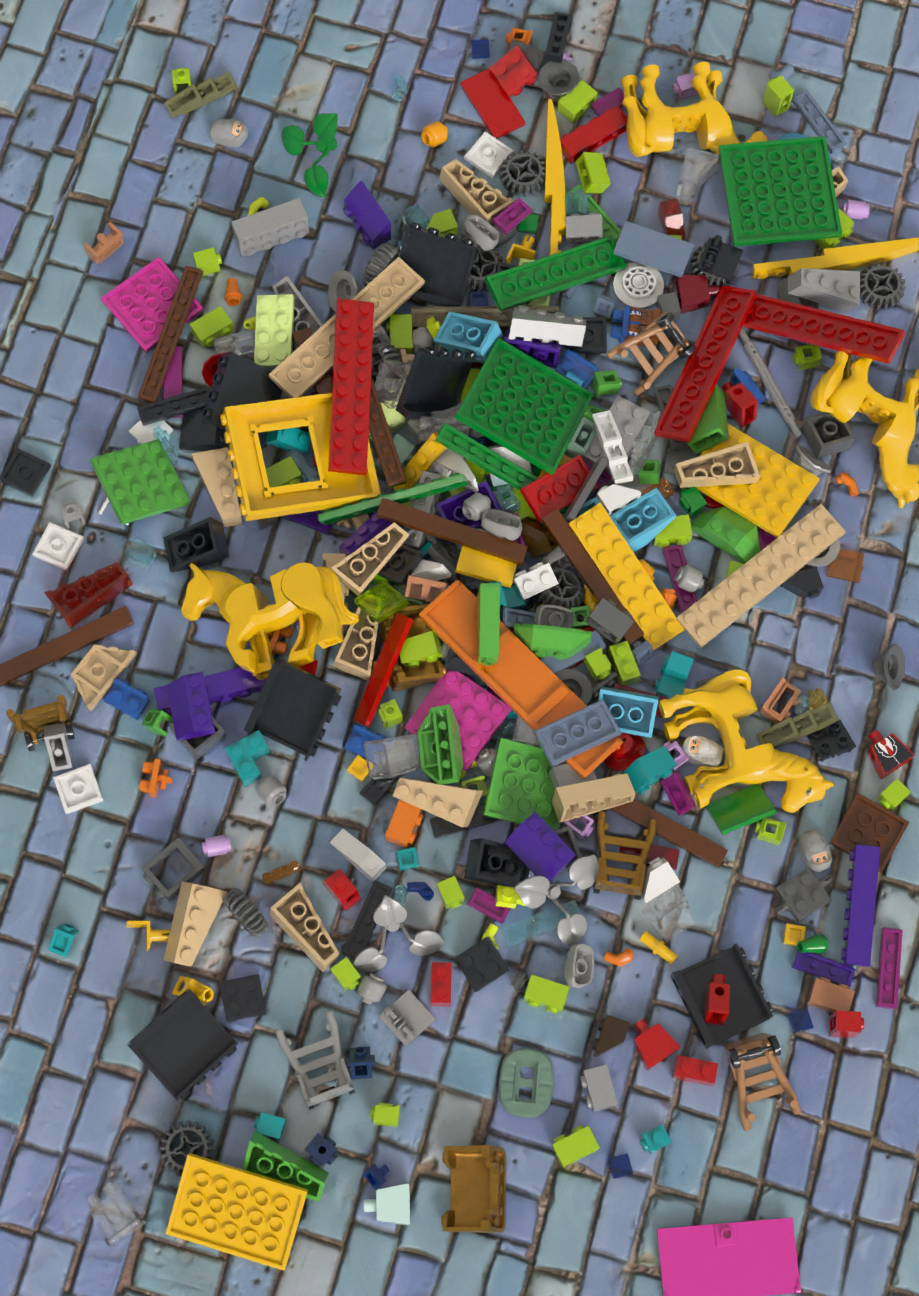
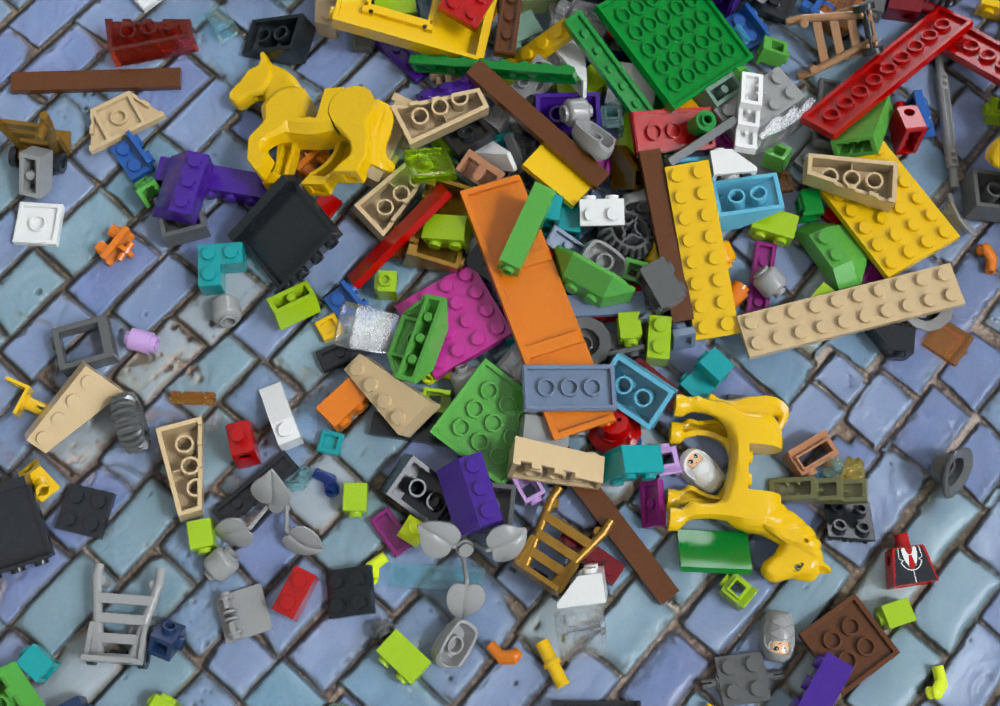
camera: 25 degrees right, 0 degrees up
(325, 762) = (293, 305): none -> lime brick
(581, 473) = (701, 123): none -> green brick

